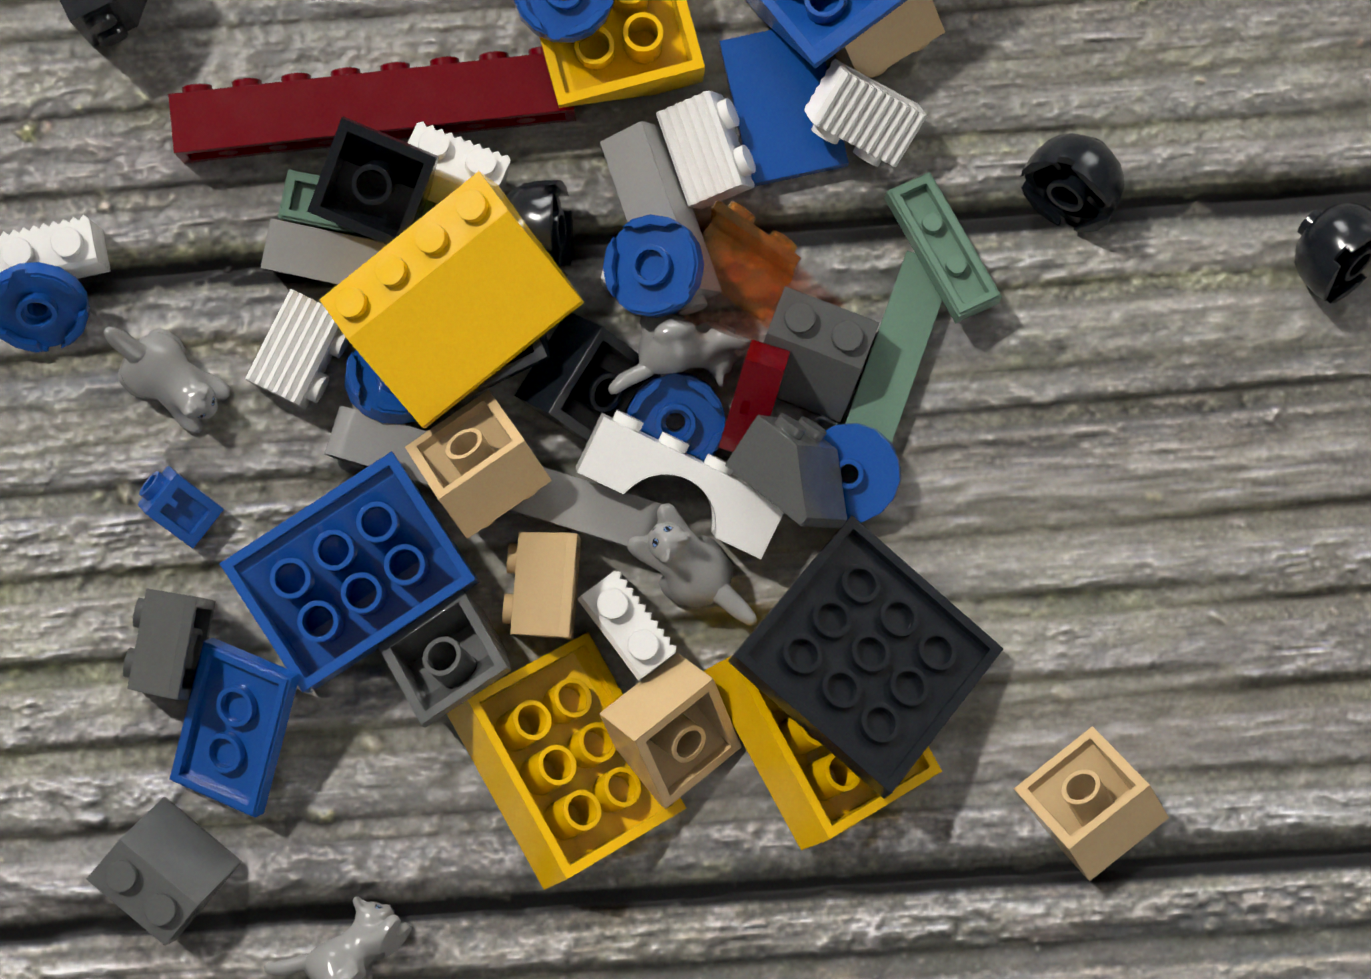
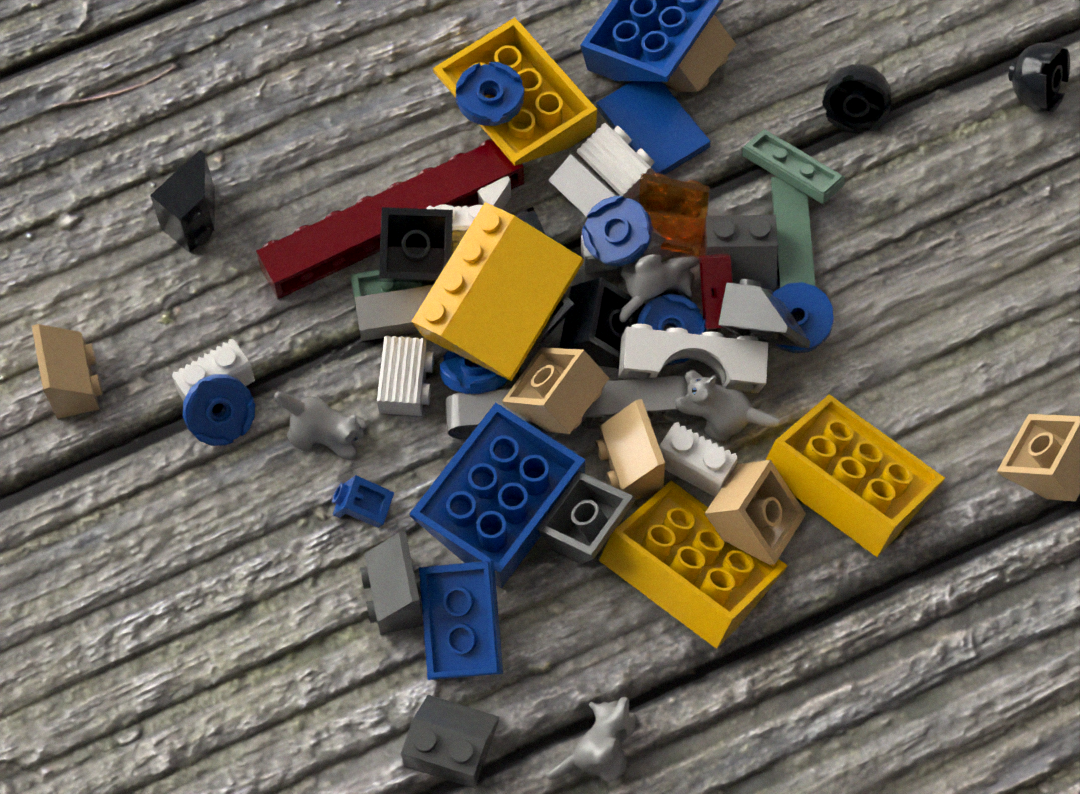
camera: 20 degrees left, 20 degrees down
(522, 134) = (496, 193): none -> white slope
(864, 115) = (708, 104): white brick -> none
(866, 656) = (863, 413): black plate -> none

